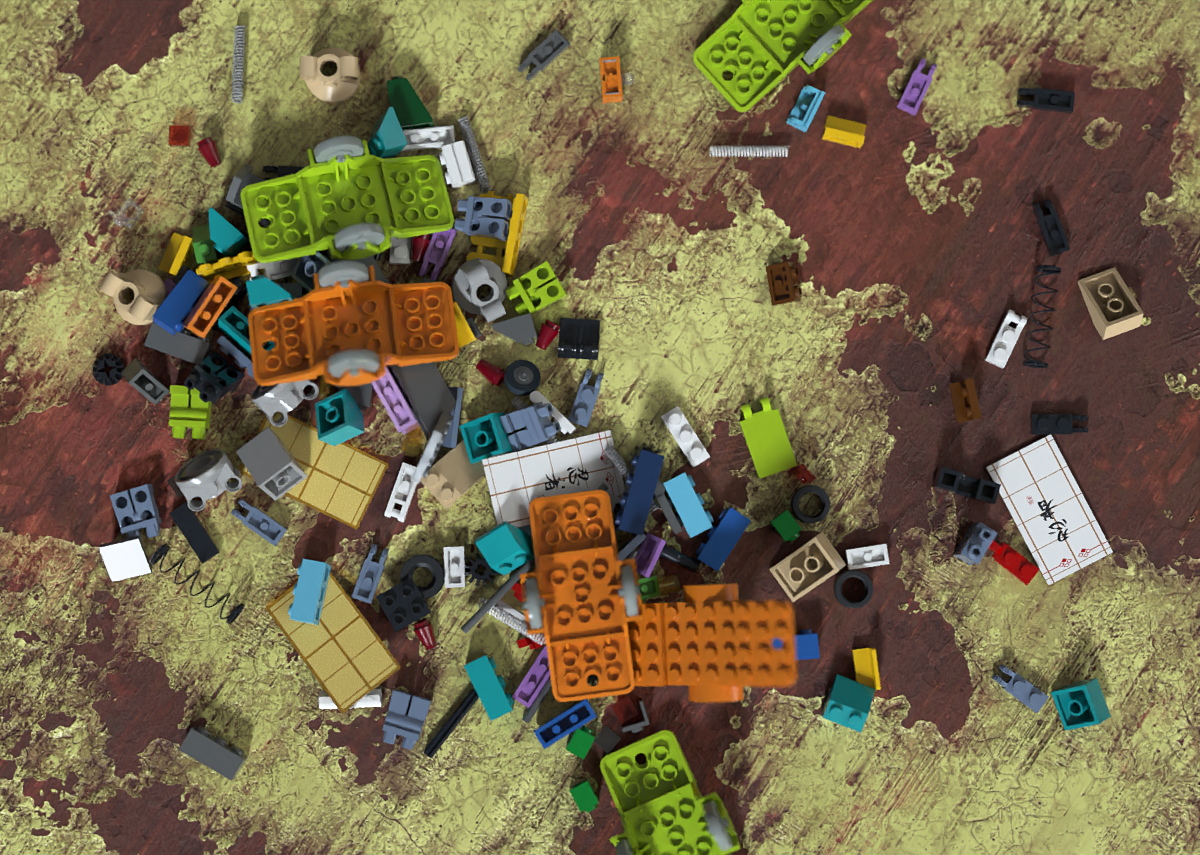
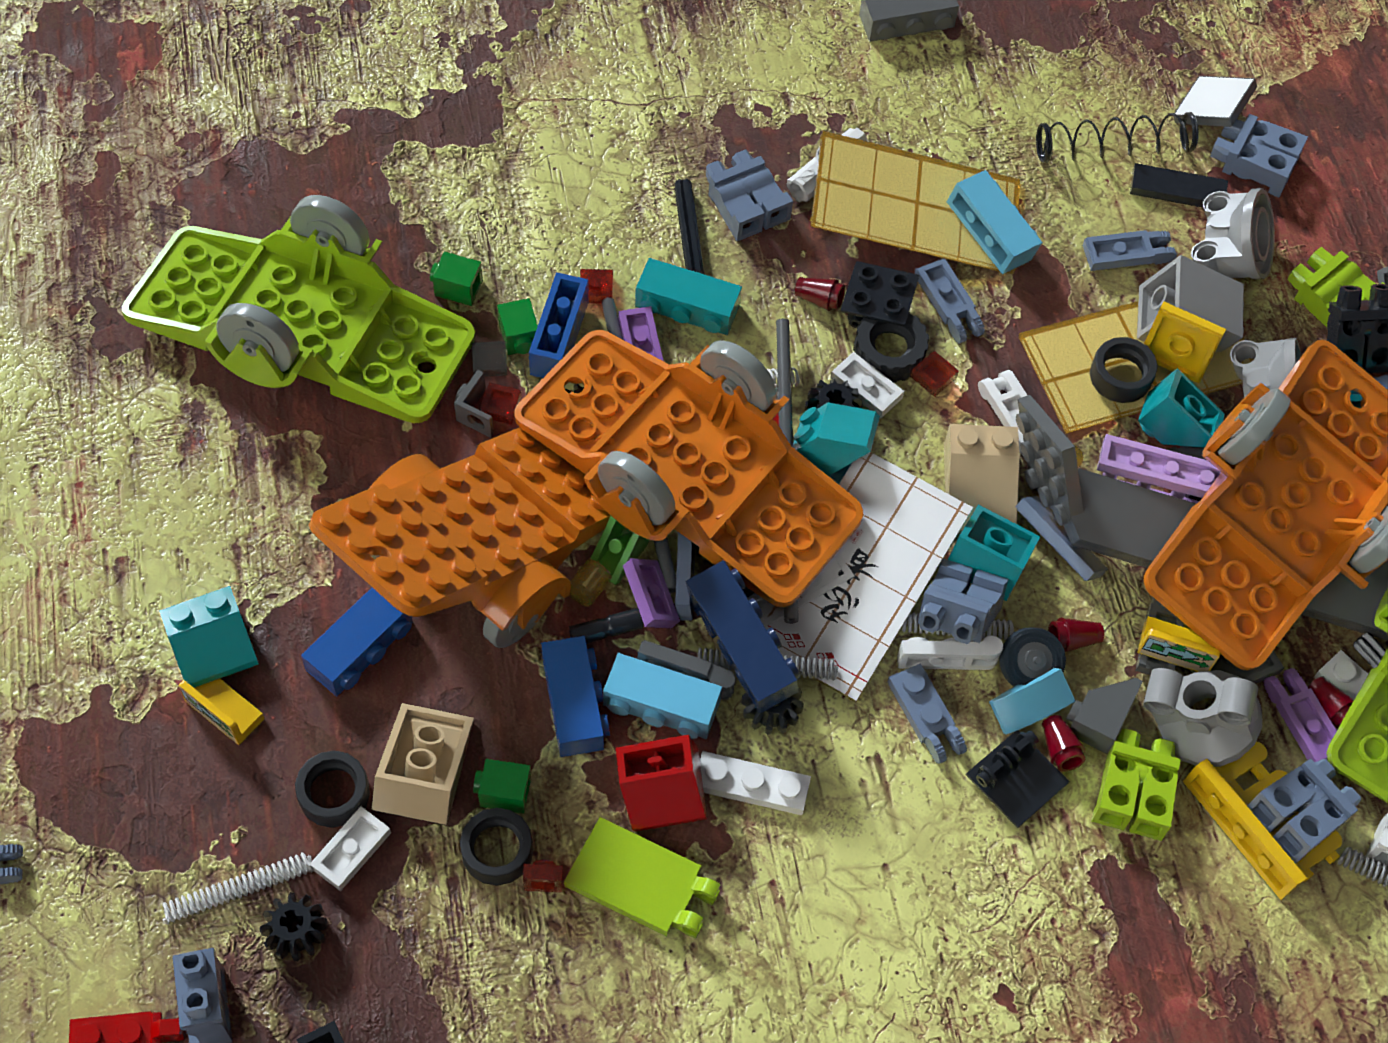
camera: 130 degrees right, 25 degrees down
(300, 449) = (1183, 341): none -> yellow tile
(320, 467) = (1127, 349): none -> black tyre
(418, 544) = (934, 373): none -> clear red plate
(522, 734) = (599, 283): none -> clear red plate
(539, 358) = (1032, 701): none -> medium azure slope
(724, 467) = (661, 782): none -> red slope
(923, 542) = (310, 930): none -> black gear
(923, 578) = (266, 879): none -> white piece

